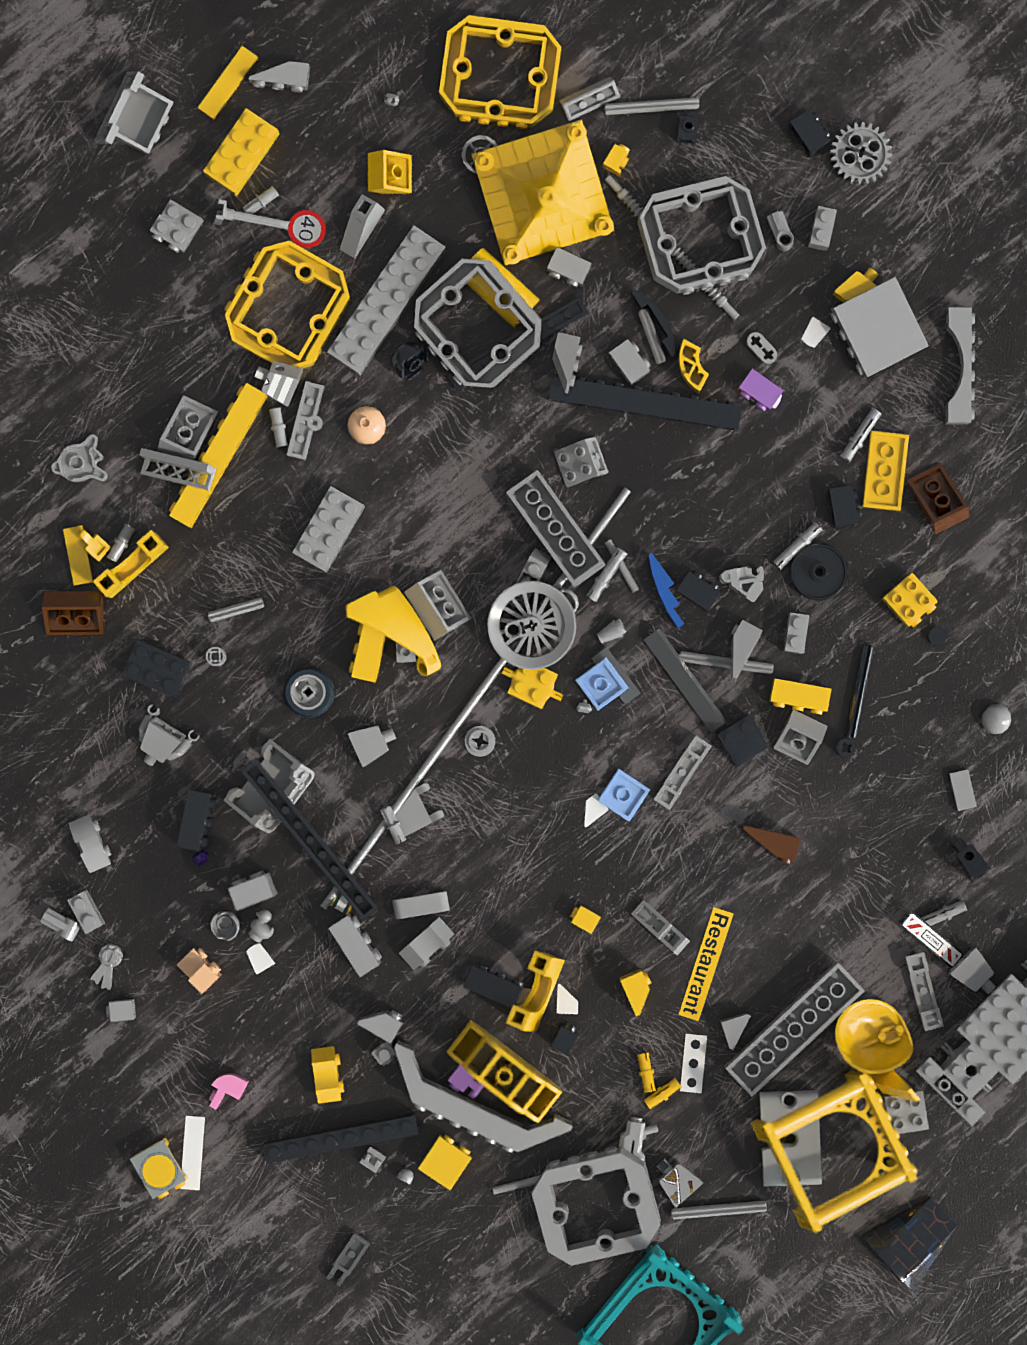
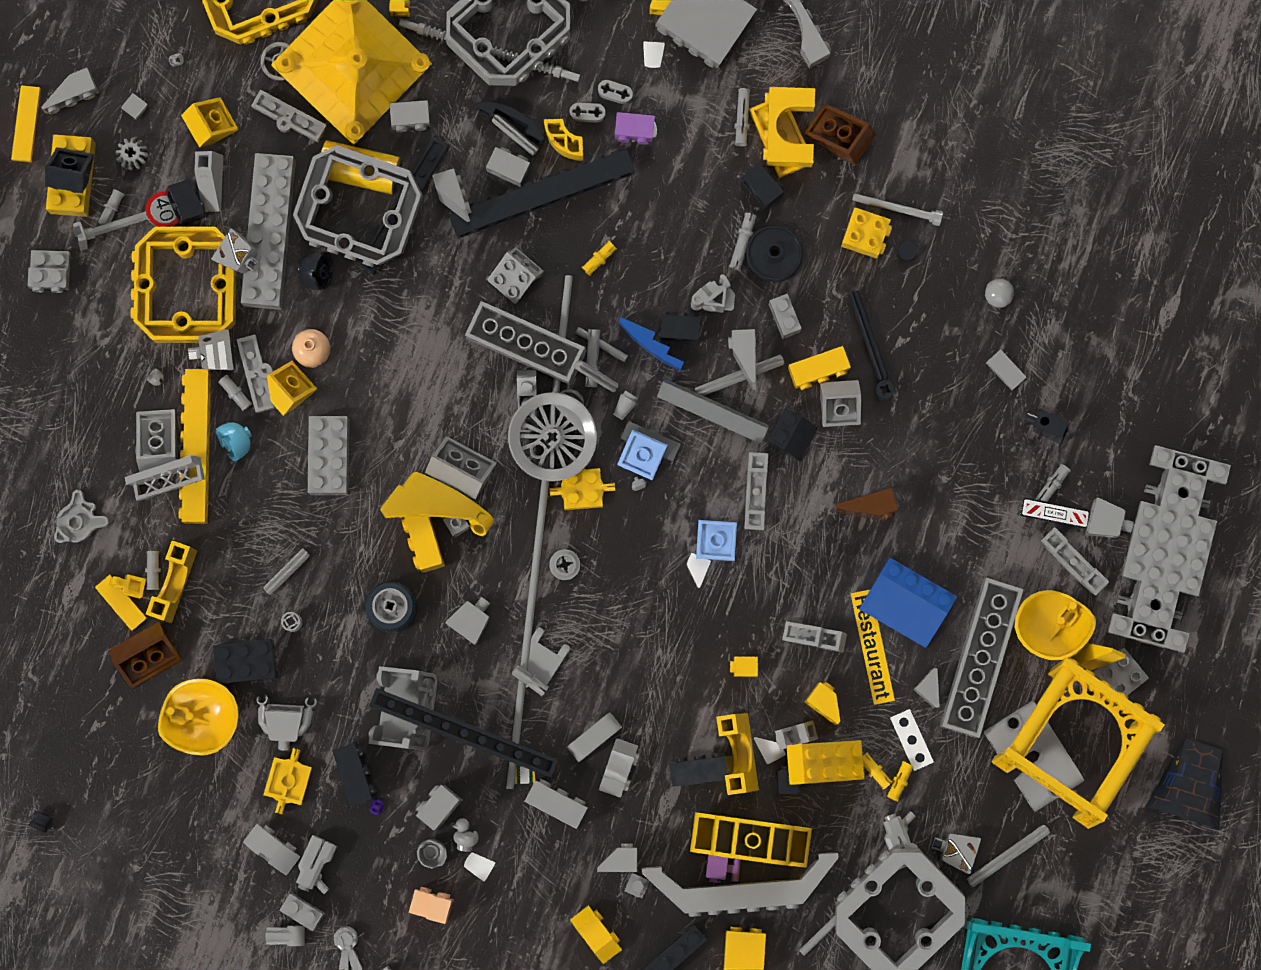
camera: 30 degrees left, 5 degrees down
(89, 694) = (198, 717): none -> yellow piece
(111, 886) = (310, 873): none -> light grey piece
(136, 792) = (287, 781): none -> yellow plate
(216, 373) = (154, 377): none -> light grey hinge
(241, 149) = (68, 170): none -> black slope
(254, 469) = (235, 439): none -> medium azure cylinder
(298, 166) = (126, 149): none -> light grey gear
(327, 449) = (289, 387): none -> yellow slope
(328, 233) = (185, 202): none -> black brick
(331, 121) = (134, 106): none -> light grey tile
(347, 307) = (236, 253): none -> light grey torso
(461, 207) = (288, 116): none -> light grey hinge
(595, 1003) = (796, 734): none -> light grey brick
(601, 593) = (596, 376): none -> light grey axle
(606, 1042) = (825, 762): none -> yellow brick
(663, 488) = (599, 258): none -> yellow pin
(729, 349) = (586, 117): none -> light grey beam
(758, 944) = (907, 602): none -> blue slope
(900, 441) = (778, 151): none -> yellow arch
(978, 619) = (934, 216): none -> light grey piece

